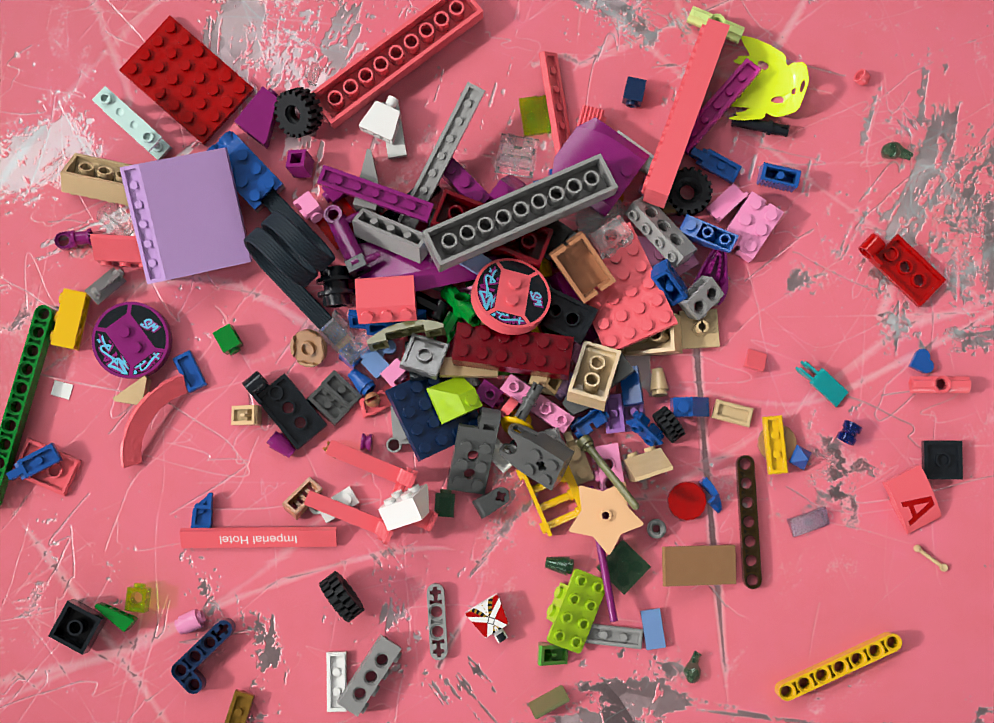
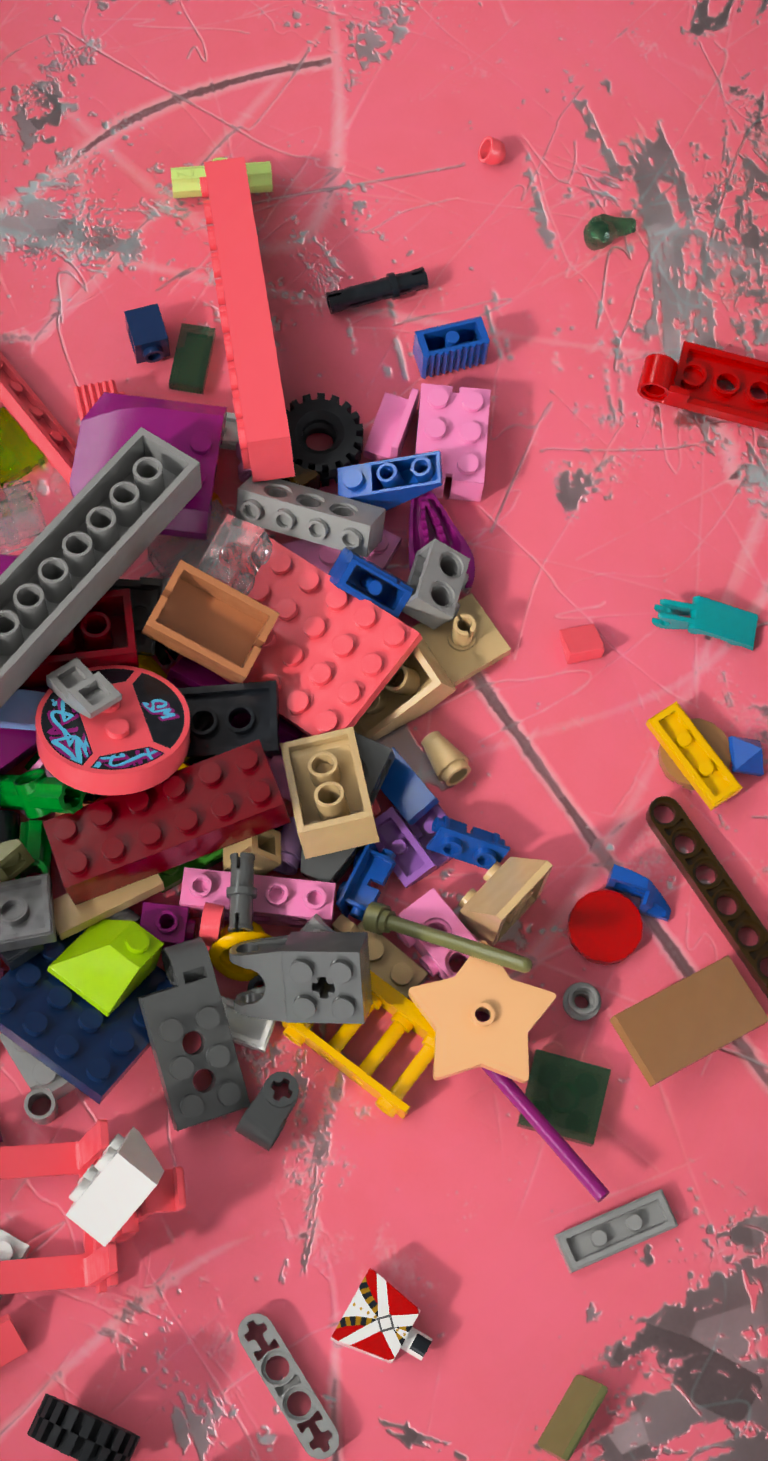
camera: 30 degrees left, 15 degrees down
(445, 503) = (189, 1152): clear green brick -> none
(506, 272) = (82, 689): none -> light grey slope
(551, 654) = (528, 1324): bright green slope -> none
(562, 565) = (452, 1155): clear green cone -> none
(574, 610) = (523, 1220): lime bracket -> none
(649, 115) = (192, 358): none -> clear green tile
(653, 629) = (677, 1179): medium blue tile -> none
(668, 424) = (501, 812): black tyre -> none
(689, 406) = (517, 770): blue slope -> none
(716, 164) = (340, 377): blue hinge -> none
(722, 101) = (297, 281): dark pink plate -> none
(732, 413) = (594, 744): tan tile -> none
(770, 83) = (360, 221): neon yellow piece -> none

